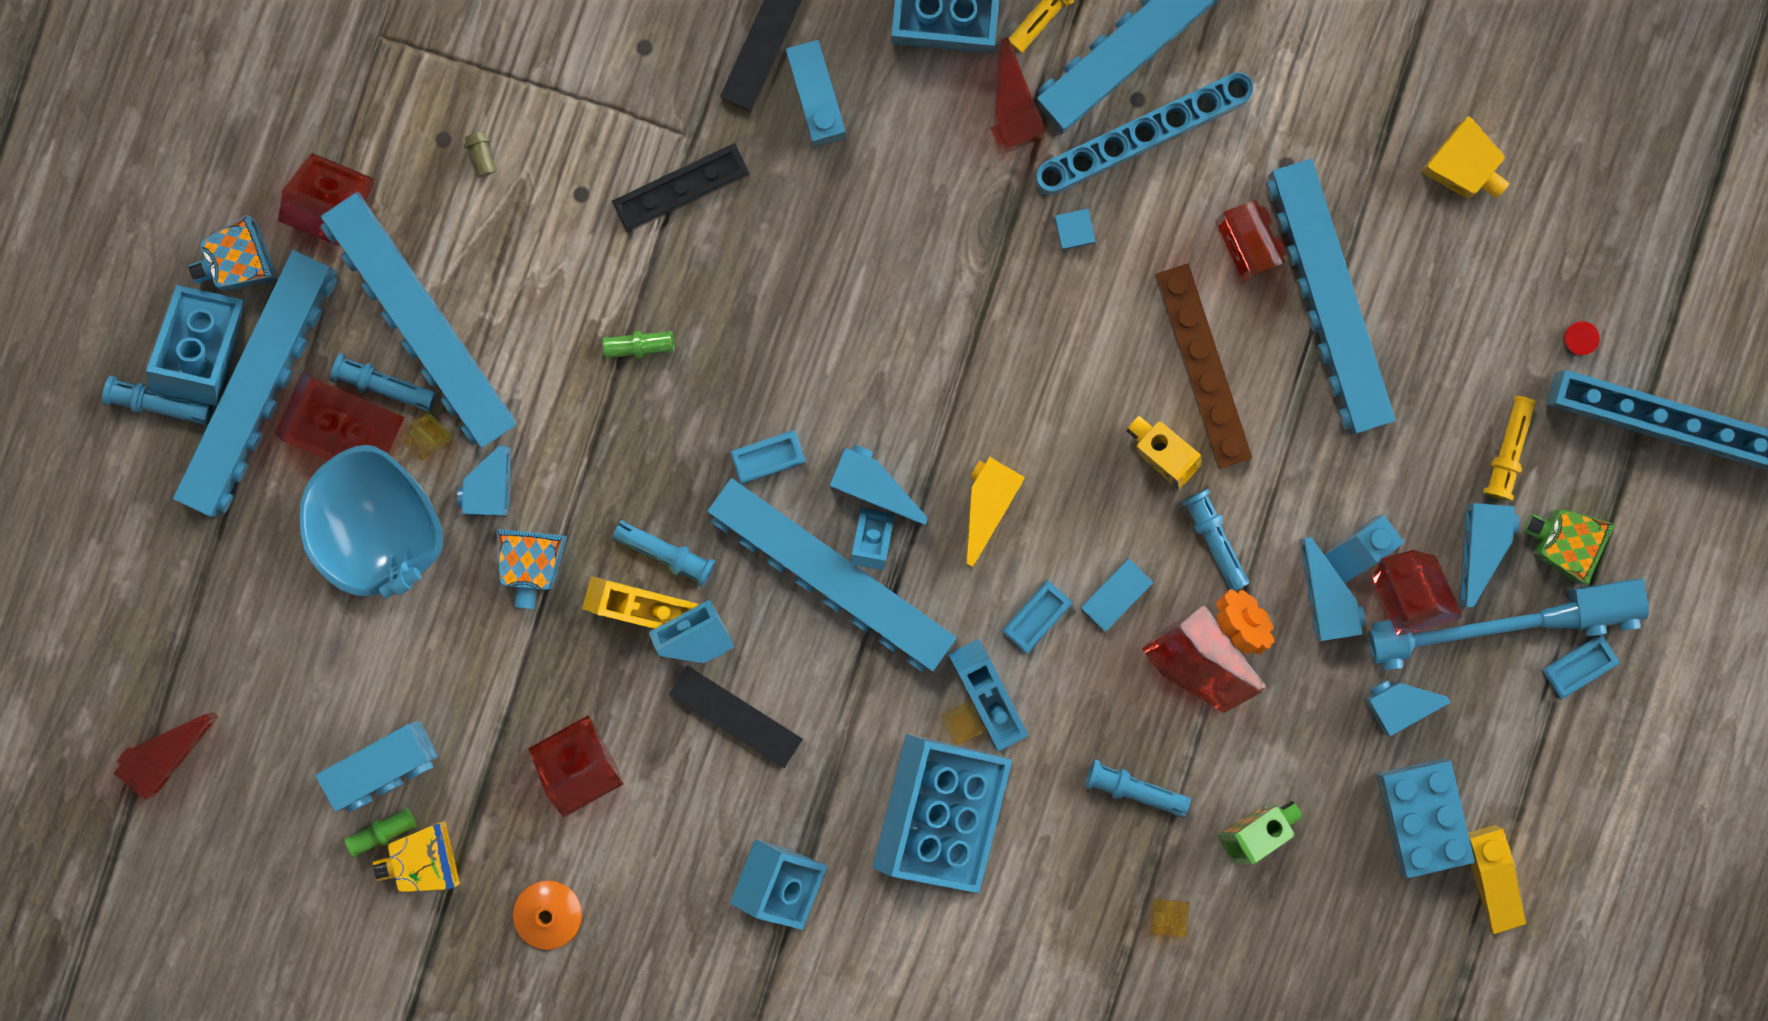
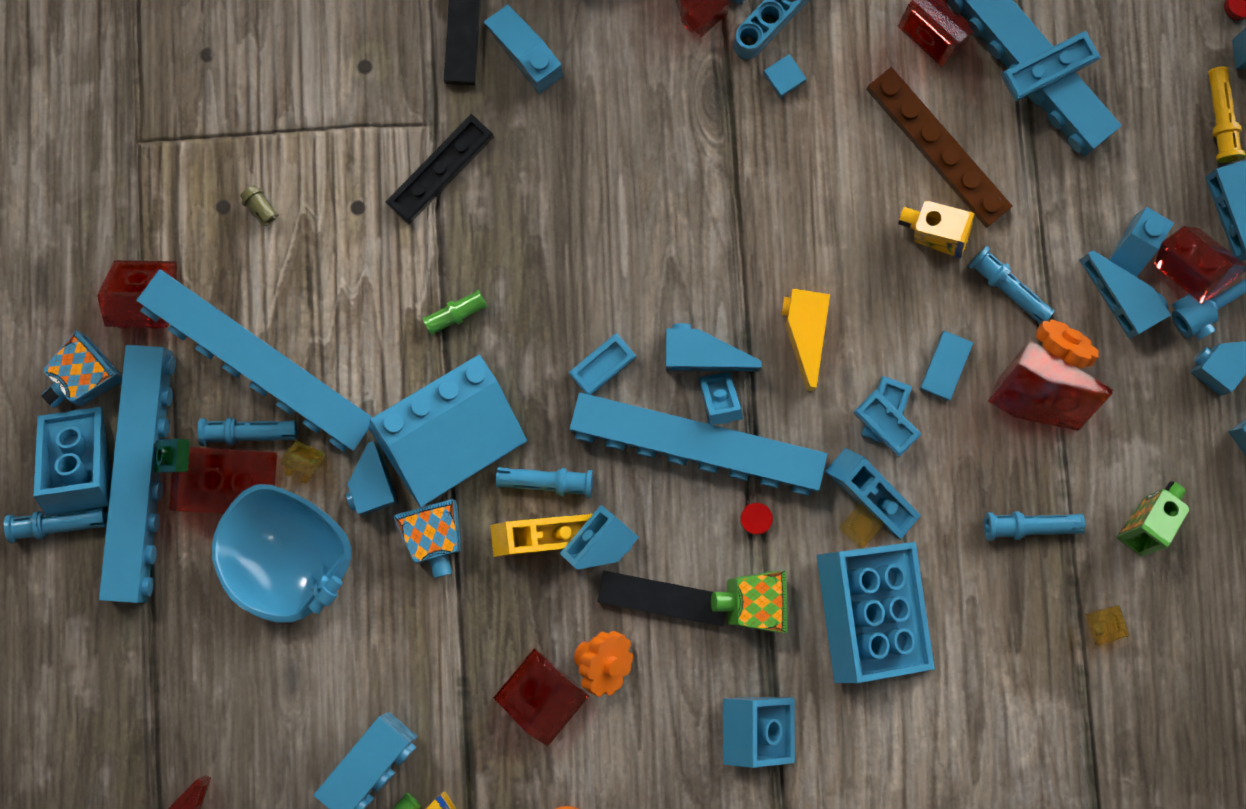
camera: 20 degrees left, 5 degrees down
(298, 384) = (172, 455): none -> dark green plate
(585, 465) = (448, 430): none -> dark azure slope
(651, 757) = (604, 662): none -> orange plant
(825, 755) = (755, 601): none -> bright green torso
(861, 673) = (756, 518): none -> red tile
(1030, 630) = (887, 423): none -> dark azure plate
(1347, 330) = (1050, 66): none -> dark azure tile

